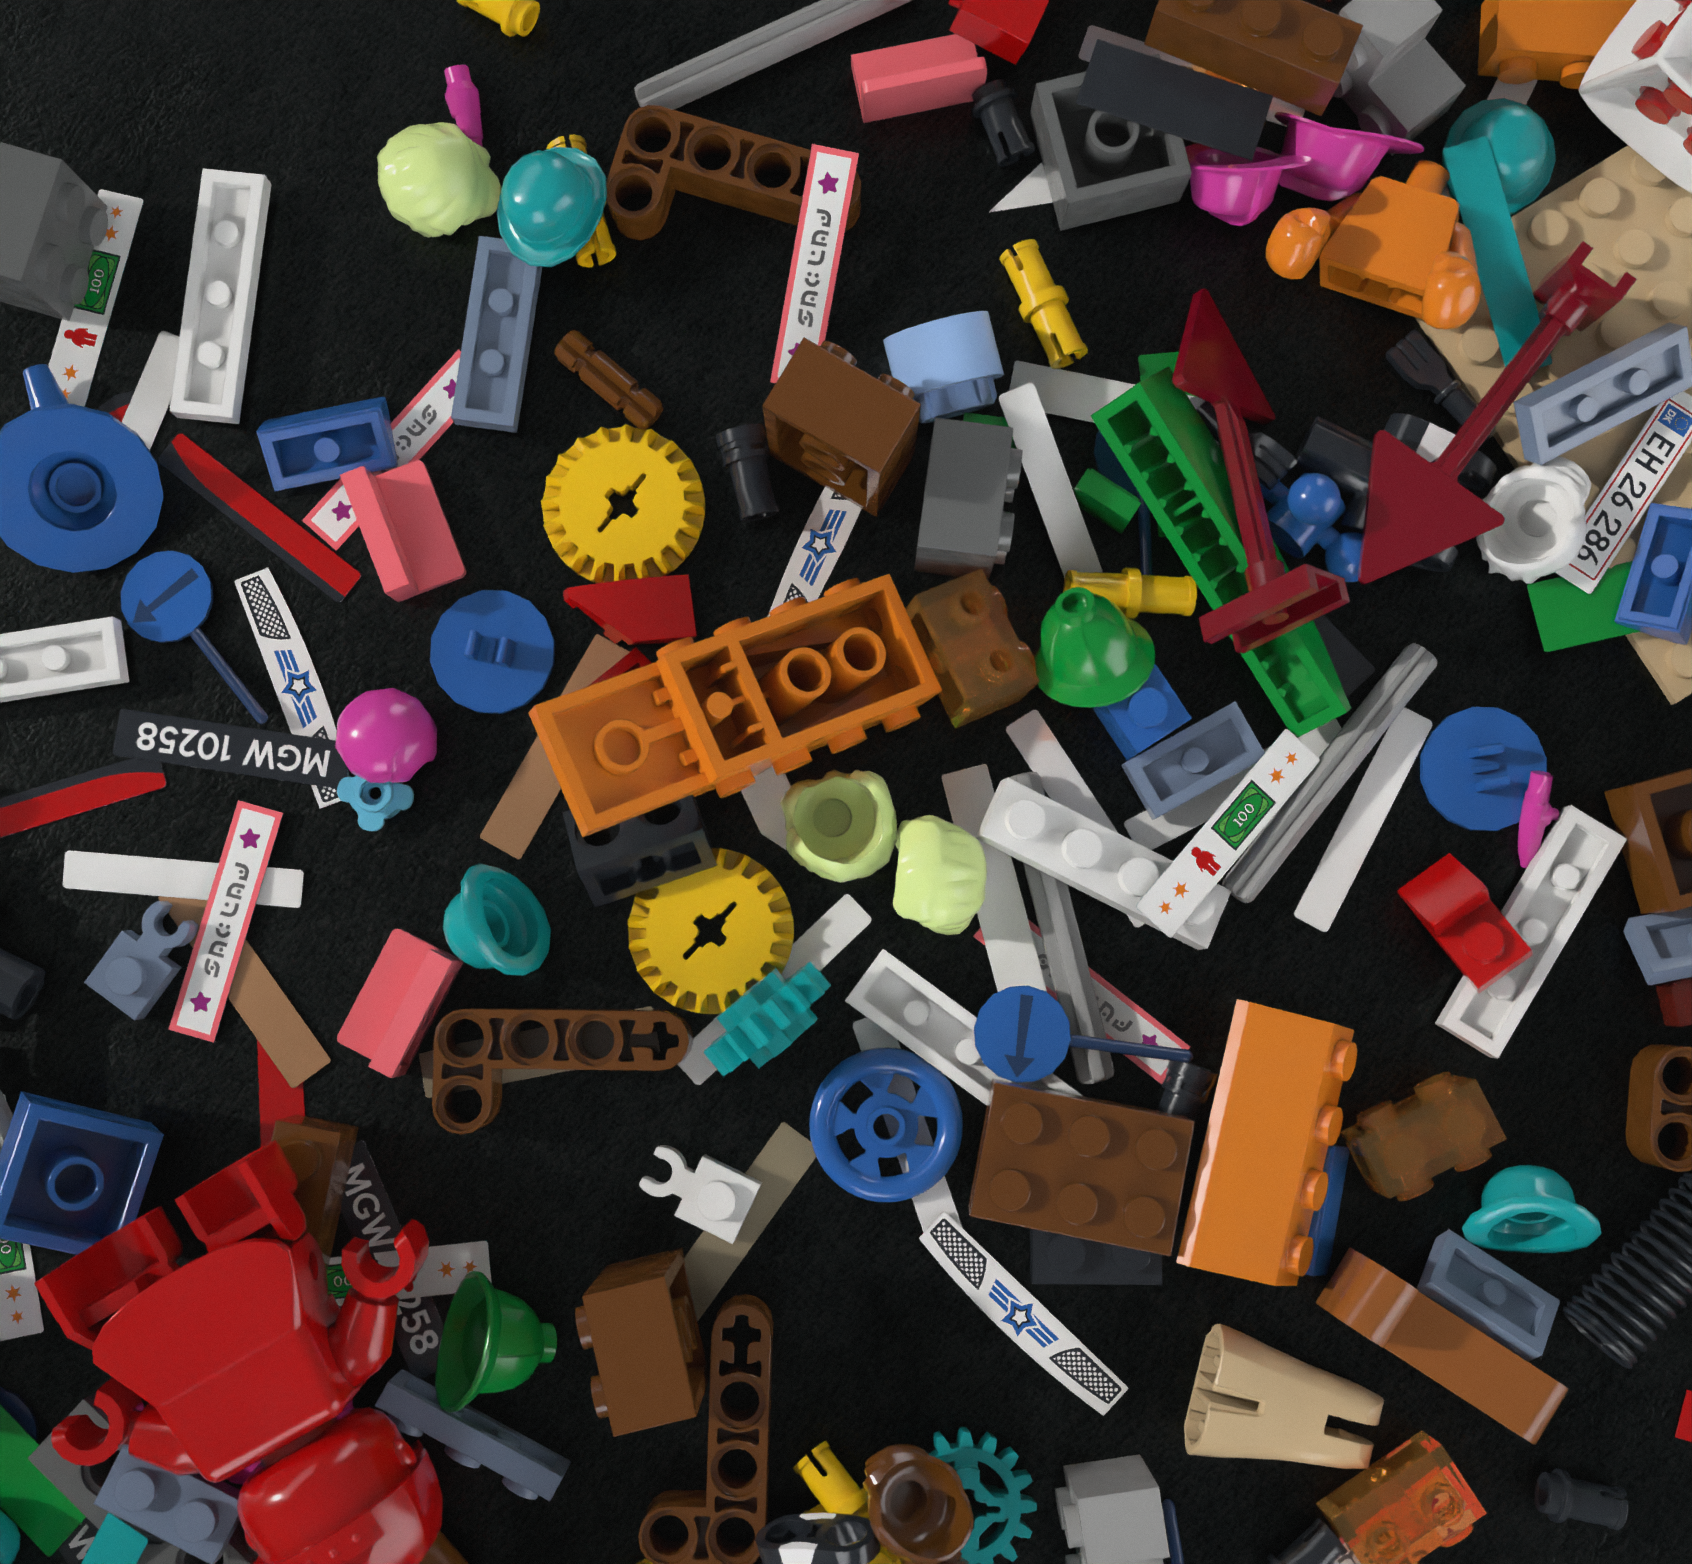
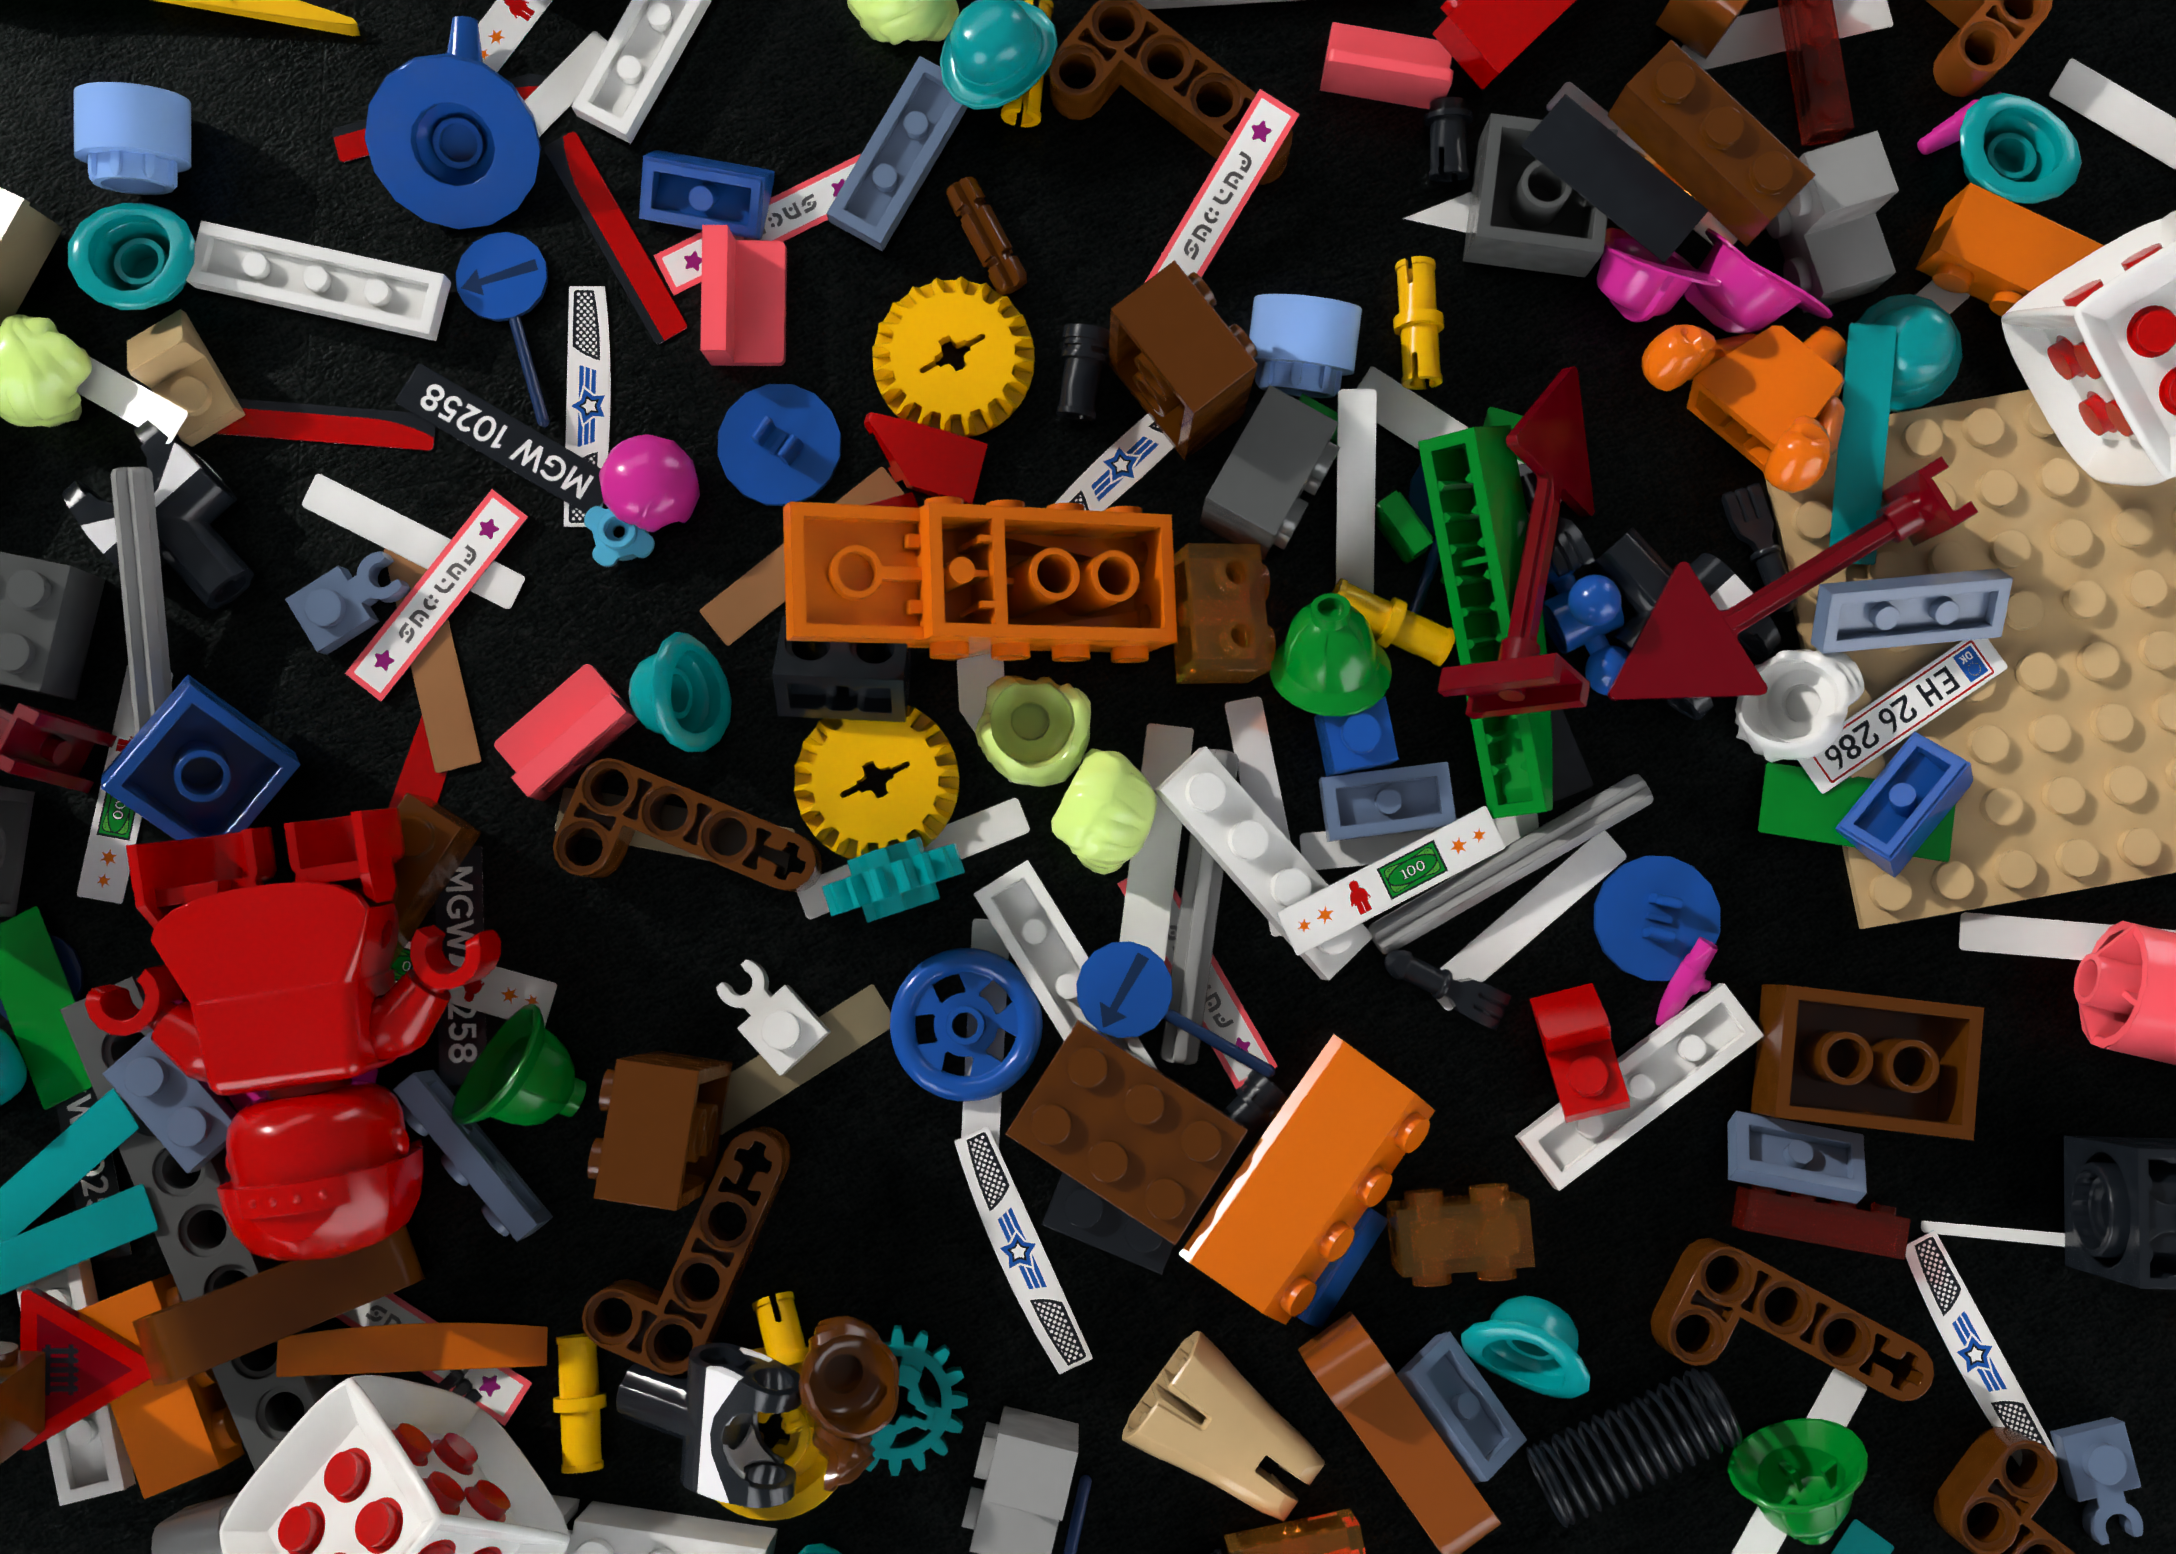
camera: 20 degrees right, 0 degrees up
(1339, 911) = (1467, 996): none -> black piece

